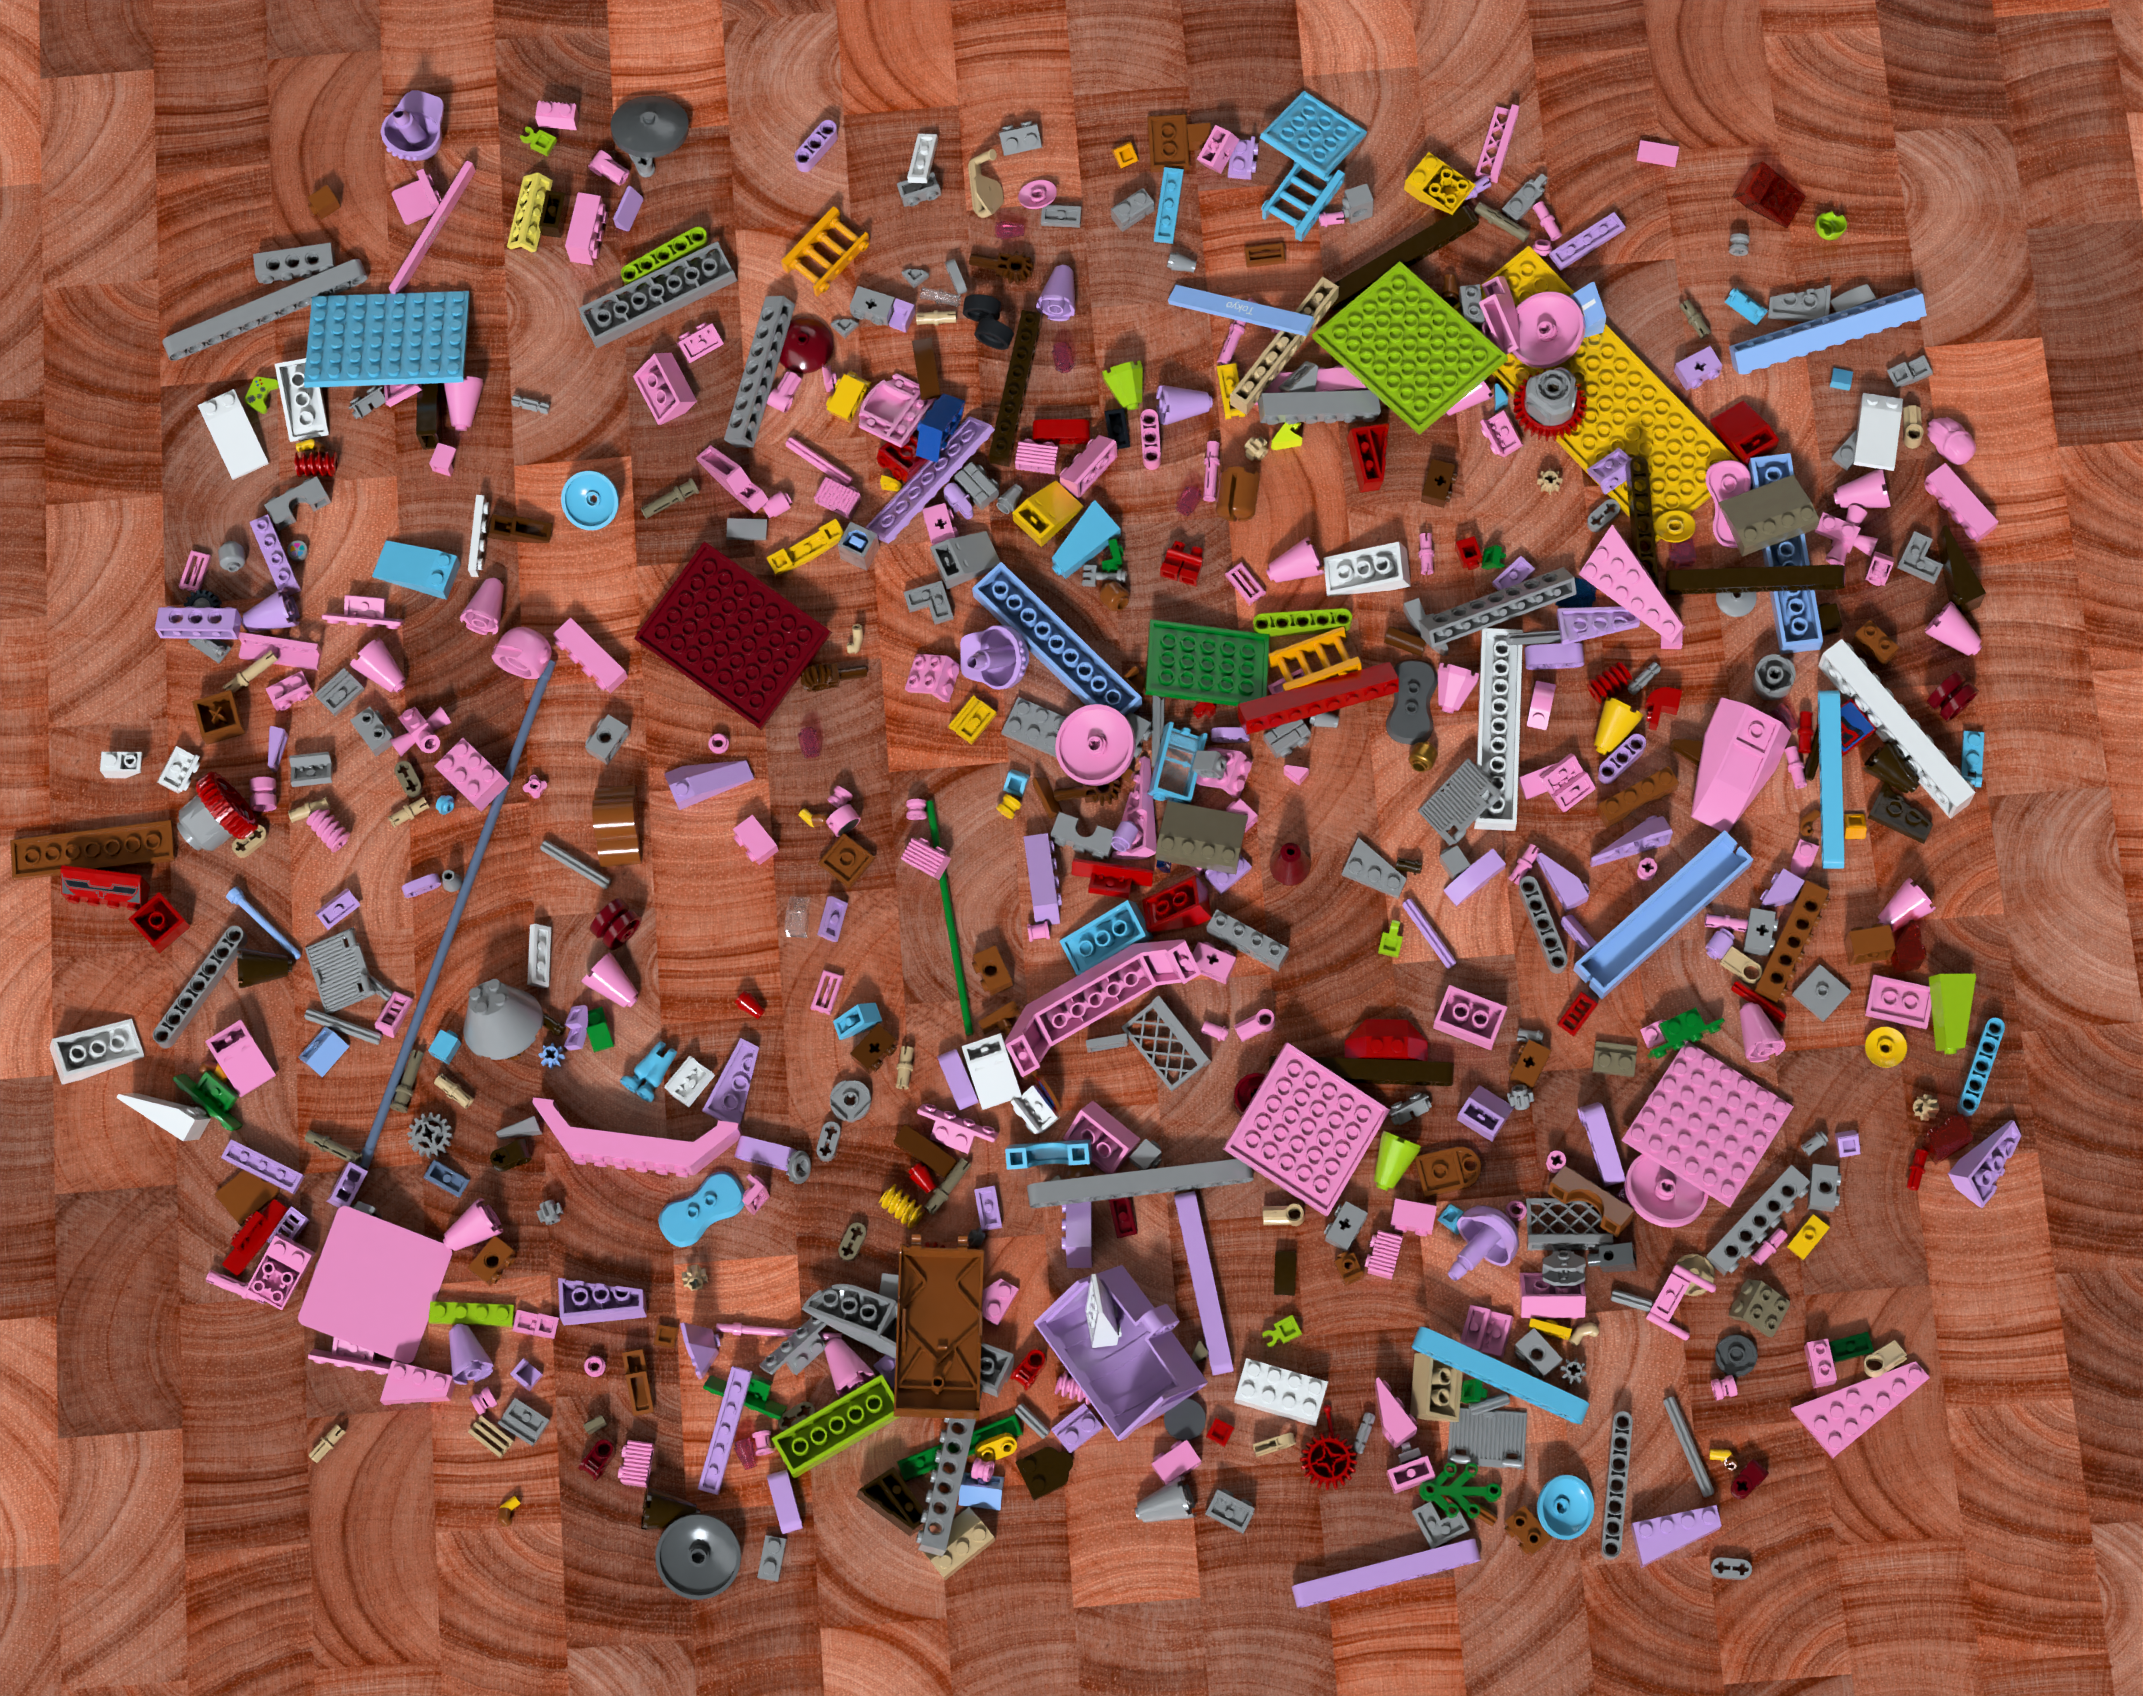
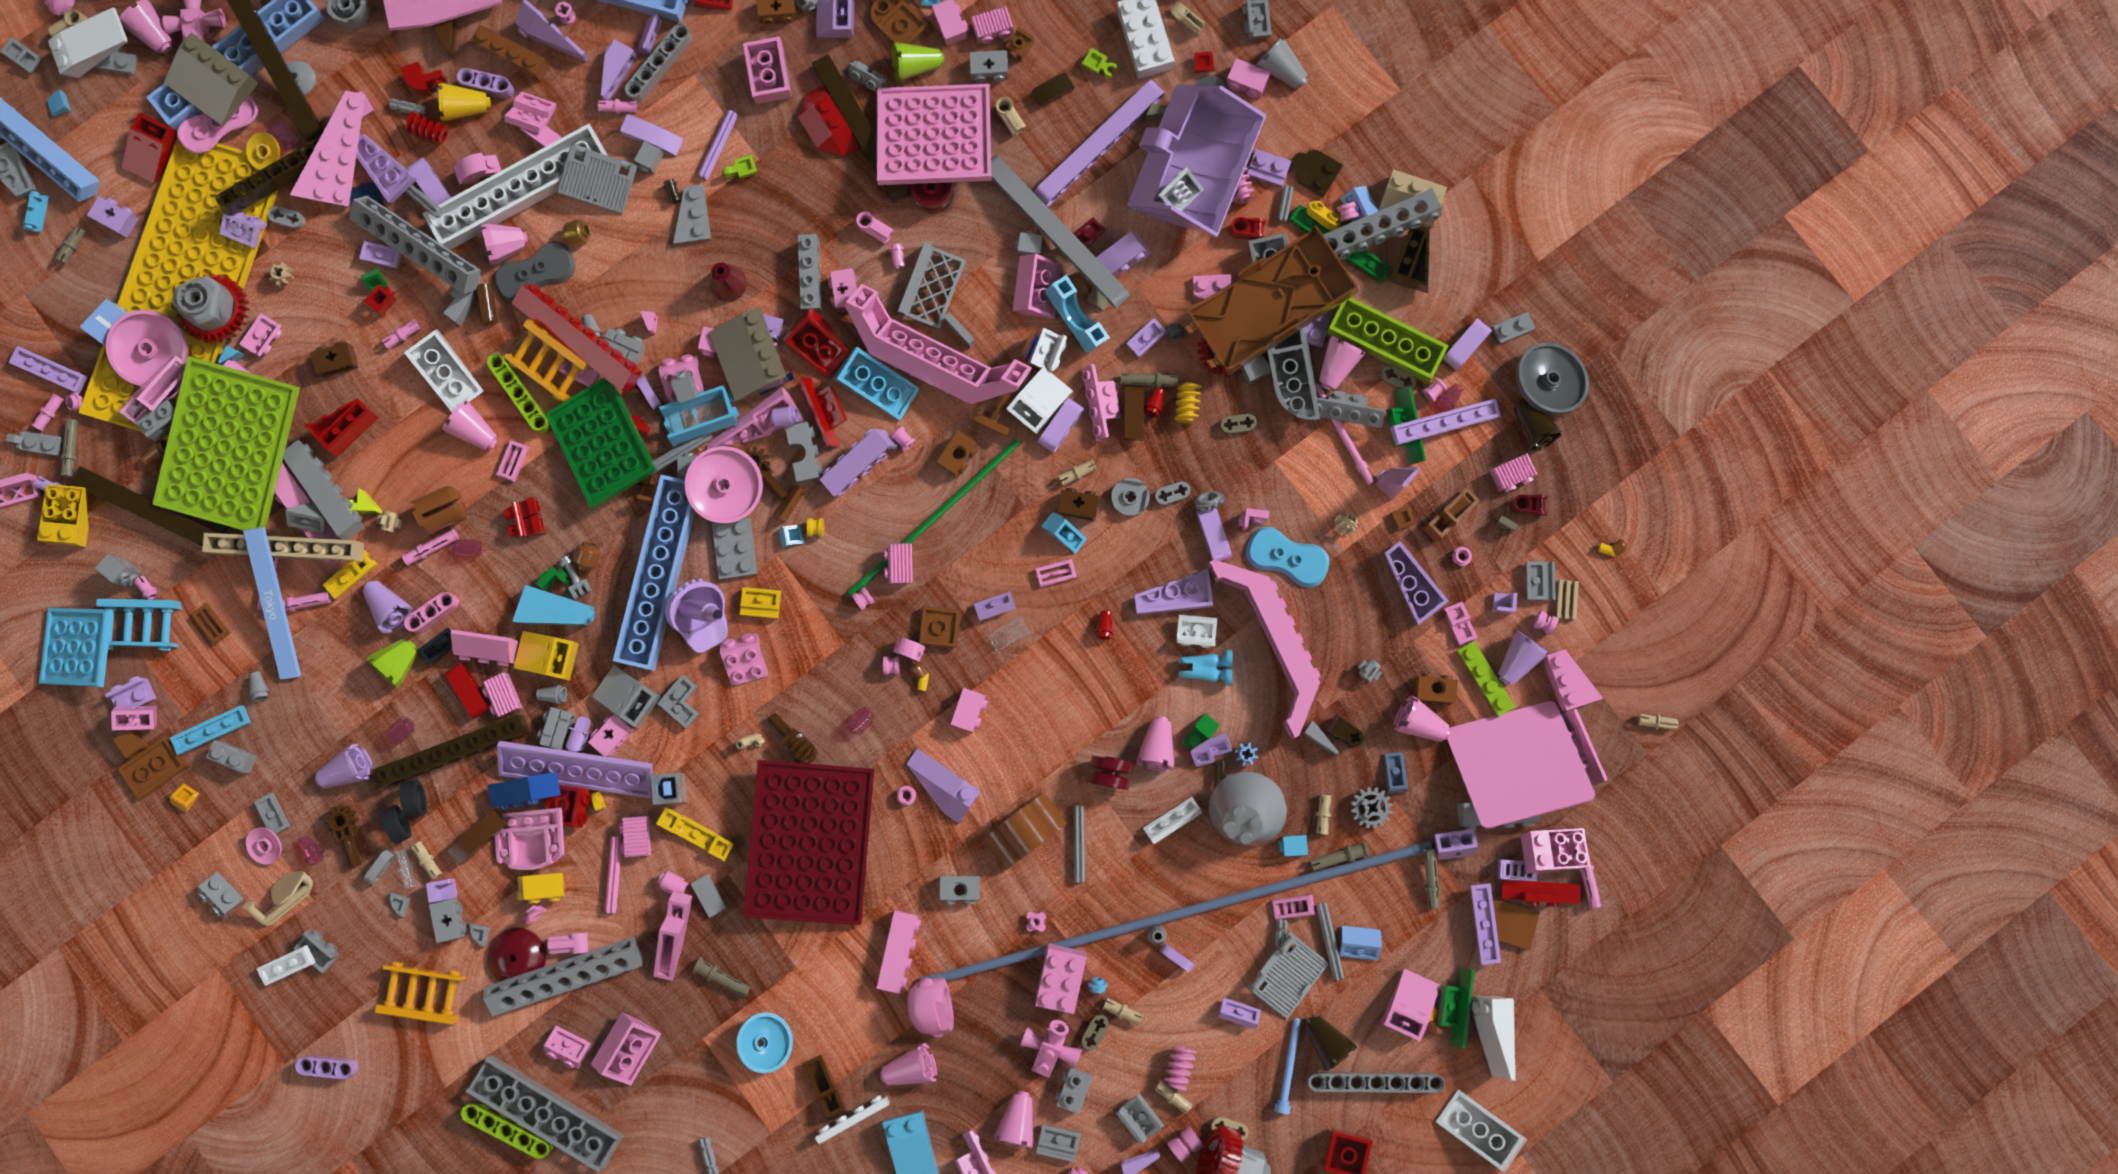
camera: 125 degrees left, 10 degrees up
(1524, 1035) = (753, 20): light grey pin -> none

